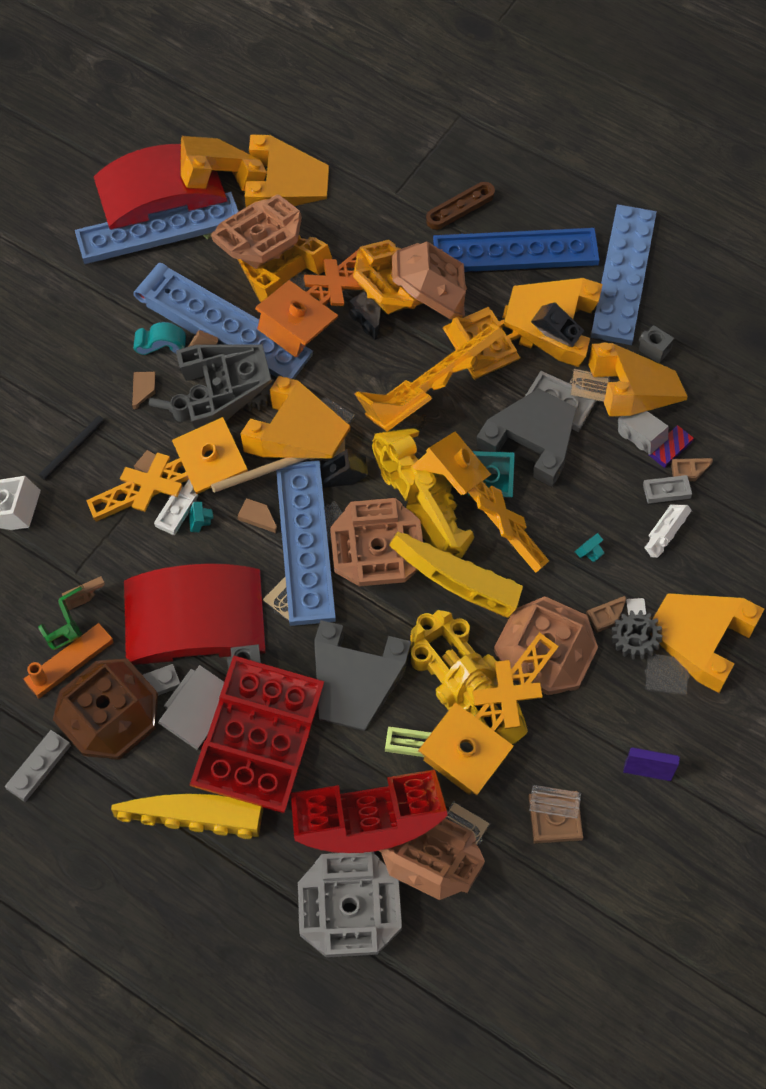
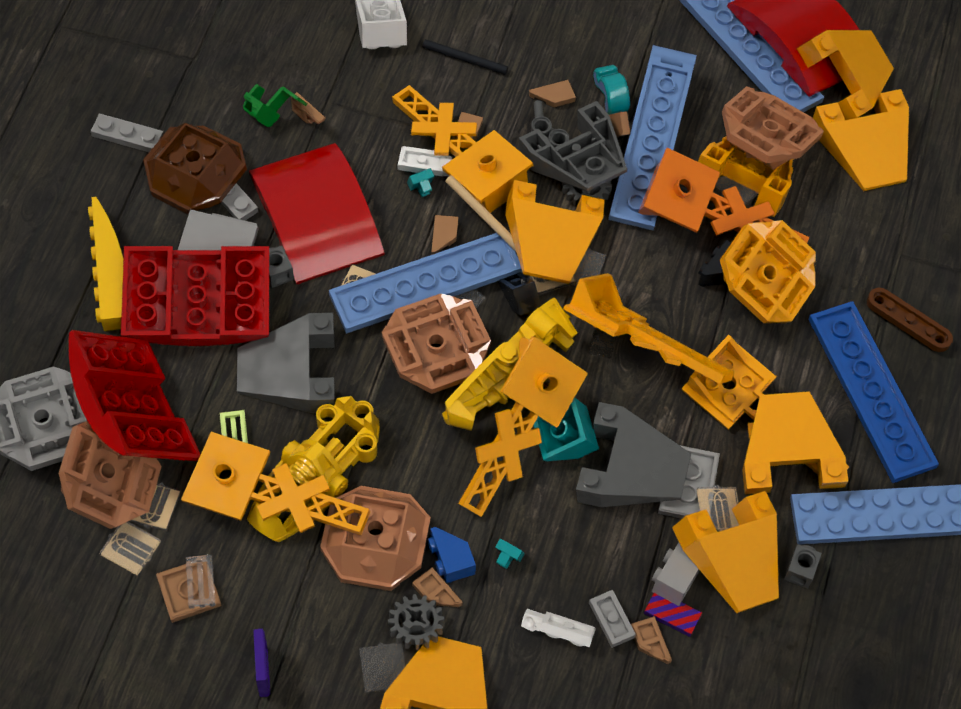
camera: 70 degrees right, 0 degrees up
(47, 676) = (236, 123): orange piece -> none
(431, 278) = (755, 301): nougat piece -> none
(460, 576) = (422, 431): yellow slope -> none
(501, 860) = (130, 547): none -> clear piece
(557, 324) = (765, 443): black slope -> none
(582, 591) = (453, 555): none -> blue slope
(636, 605) = (456, 619): white sticker -> none

